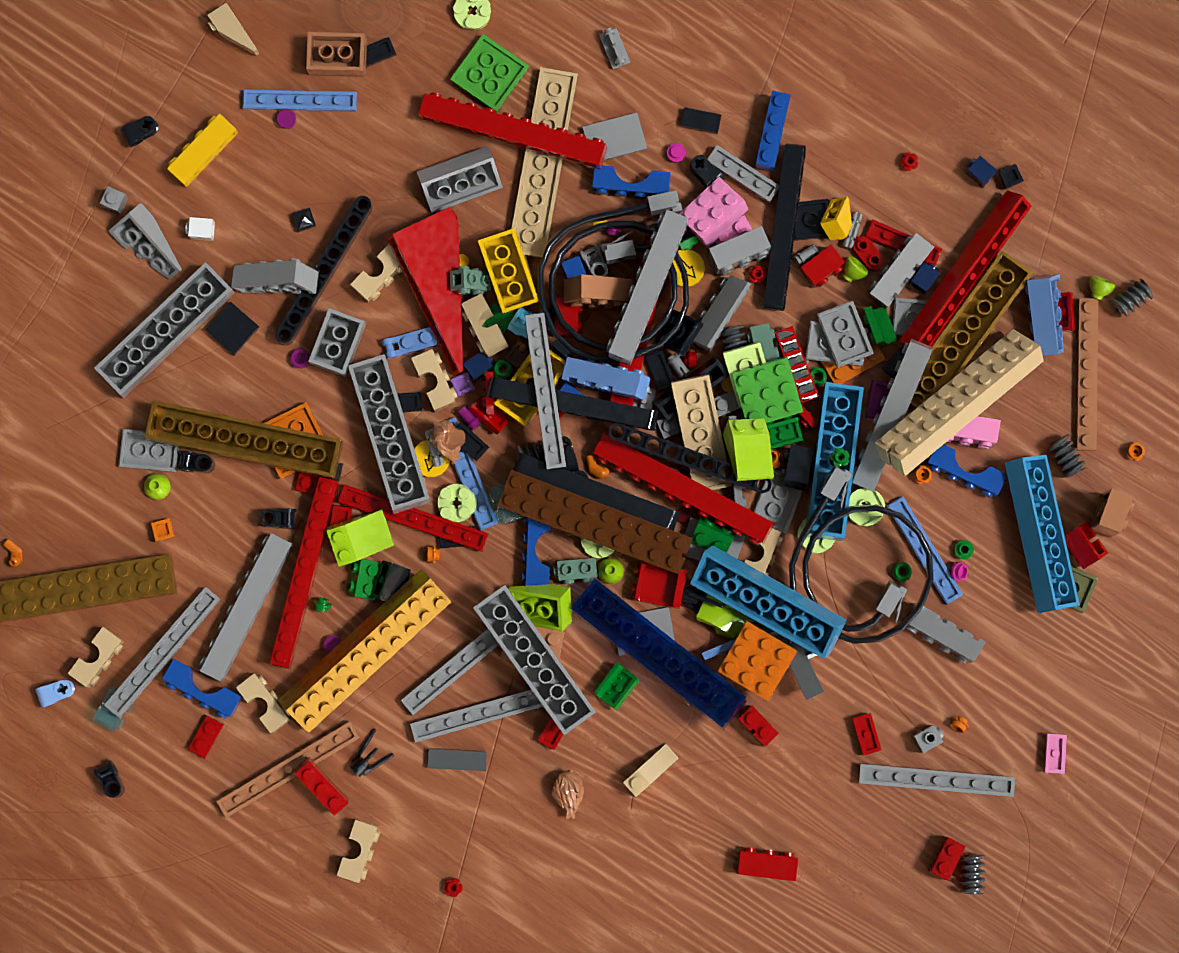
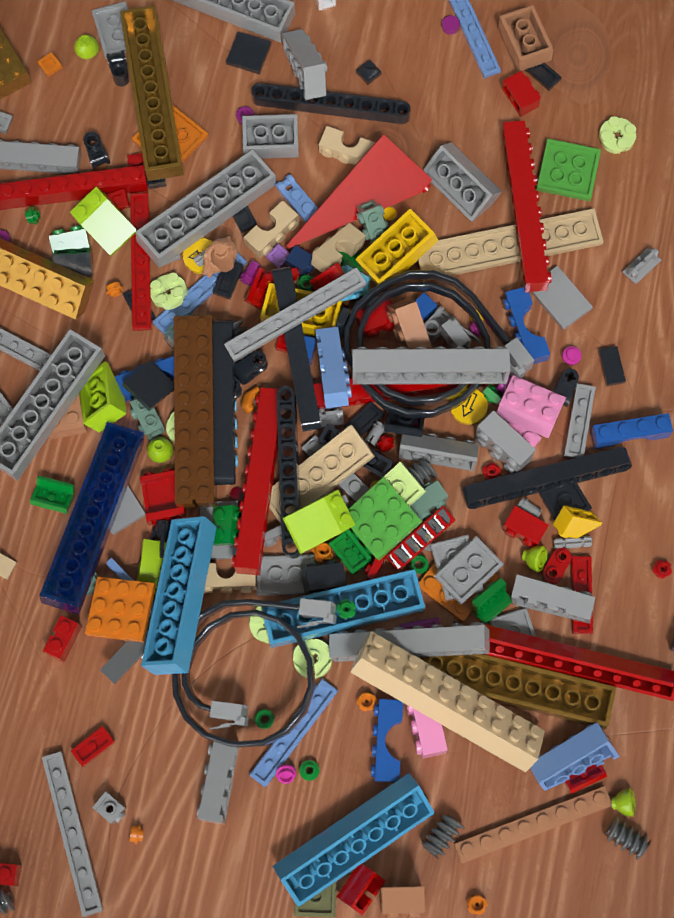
camera: 70 degrees right, 10 degrees down
(391, 82) = (521, 93): none -> red brick
(515, 346) = (327, 276): none -> red plate
(551, 555) = (149, 385): none -> black tile
(924, 277) = (557, 627): dark blue brick -> none

